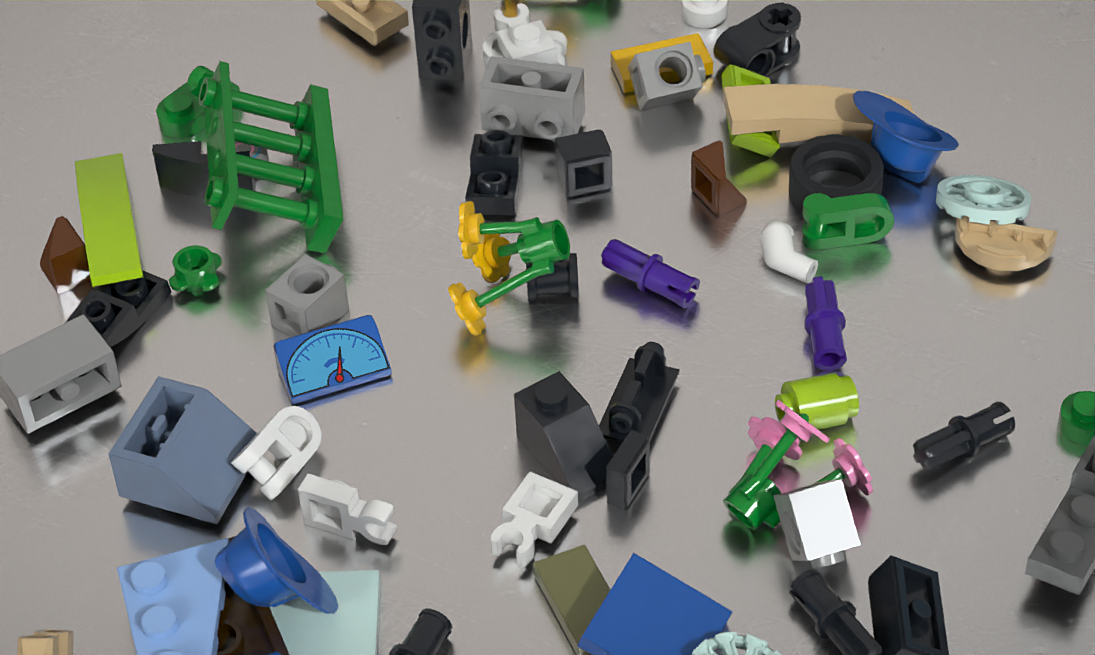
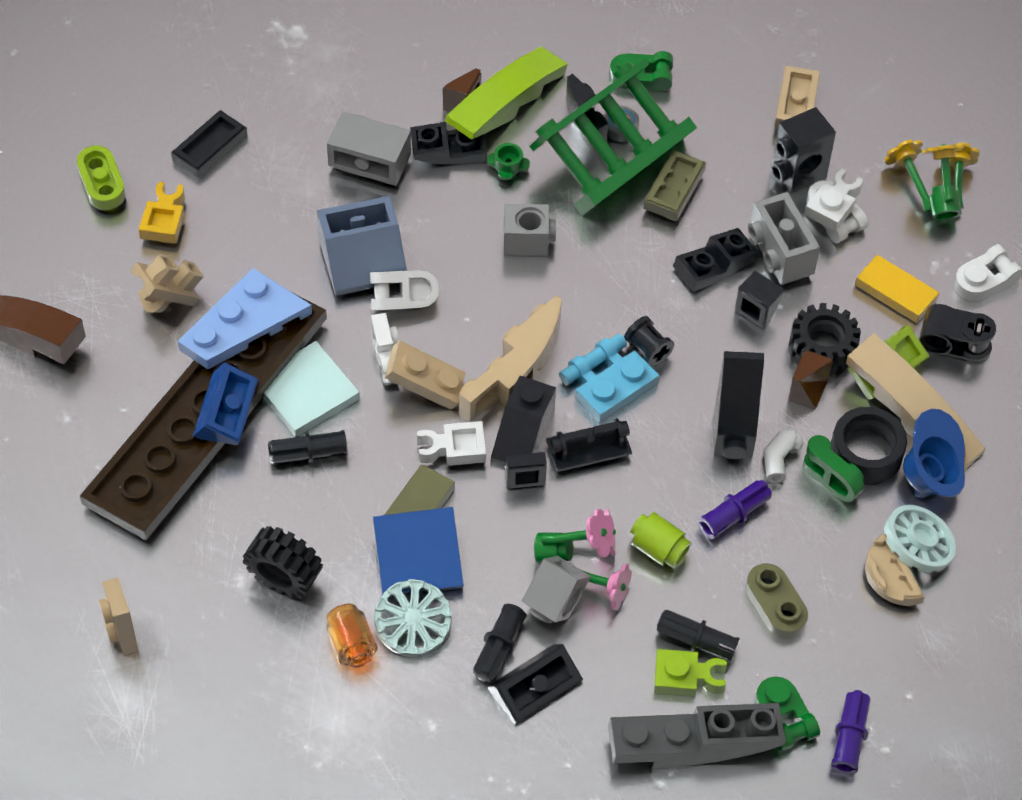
camera: 50 degrees right, 10 degrees up
(269, 570) = (305, 339): blue piece -> none
(331, 359) = (494, 272): slope -> none
(372, 154) = (674, 185): none -> olive plate
(420, 488) = (425, 375): none -> tan plate
(476, 397) = (524, 354): none -> tan slope
(538, 244) = (639, 302): plant -> none
(578, 334) = (614, 387): none -> medium azure plate
(650, 272) = (697, 391): dark purple axle -> none
(652, 89) = (859, 289): light grey brick -> none
(668, 125) = (827, 322): none -> black tyre
(721, 234) = (737, 404): none -> black slope
(964, 353) = (774, 598): none -> olive plate
(998, 481) = (681, 673): none -> lime plate

